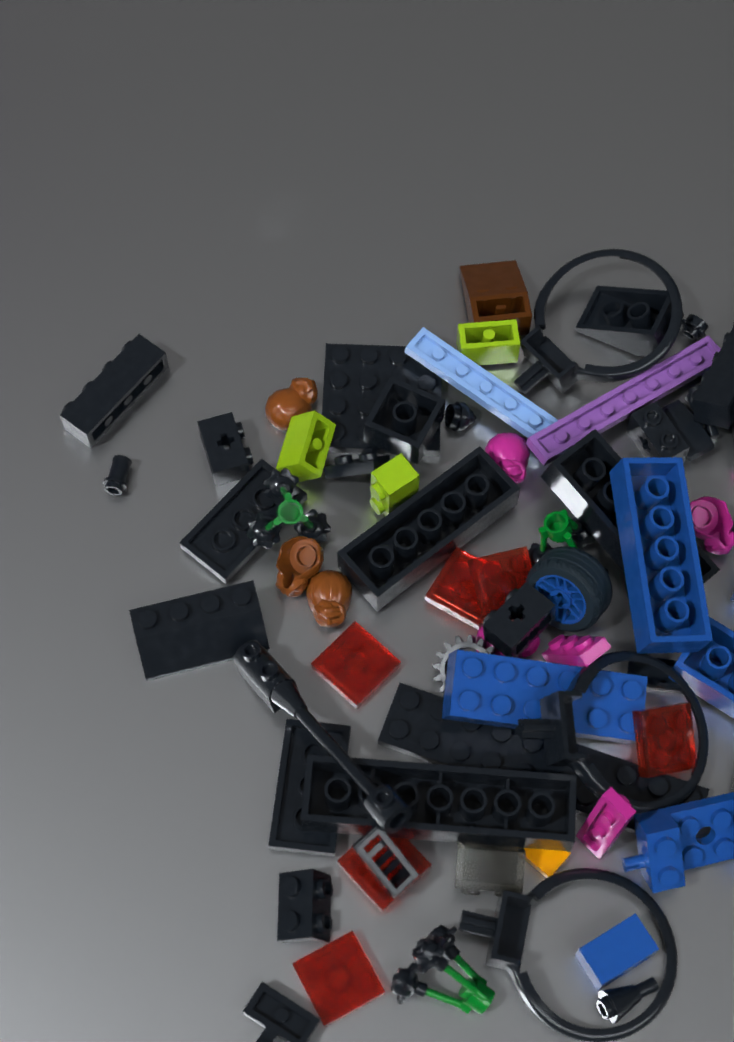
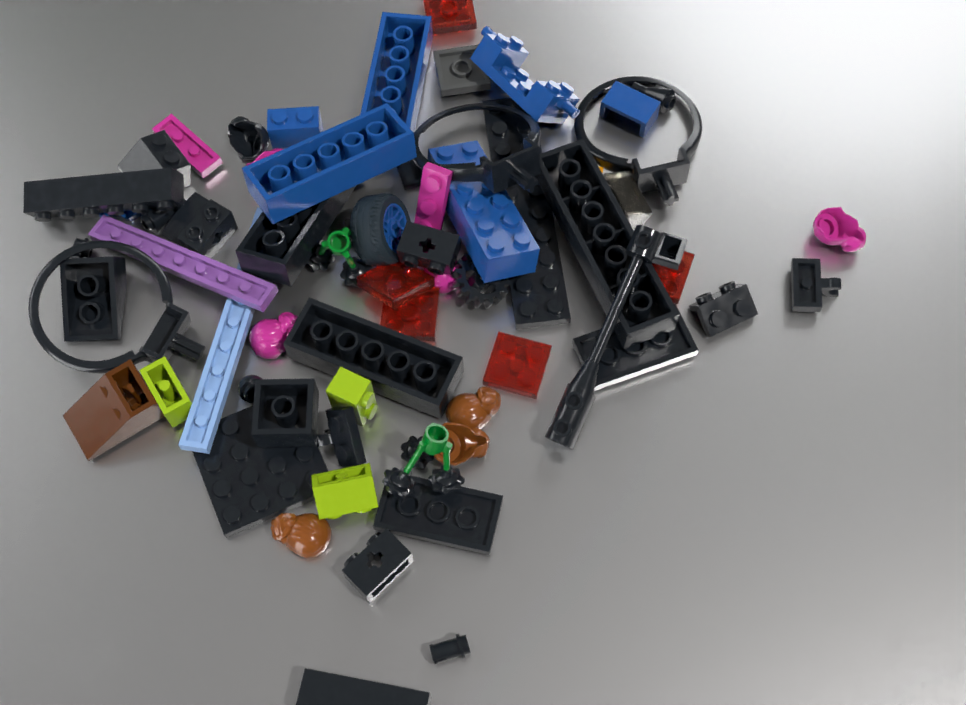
camera: 115 degrees left, 0 degrees up
(197, 629) = (557, 494): black slope -> none
(338, 979) = (755, 264): clear red plate -> none
(429, 954) = (717, 189): plant -> none
(606, 822) = (552, 124): dark pink plate -> none
(664, 739) = (466, 129): clear red plate -> none

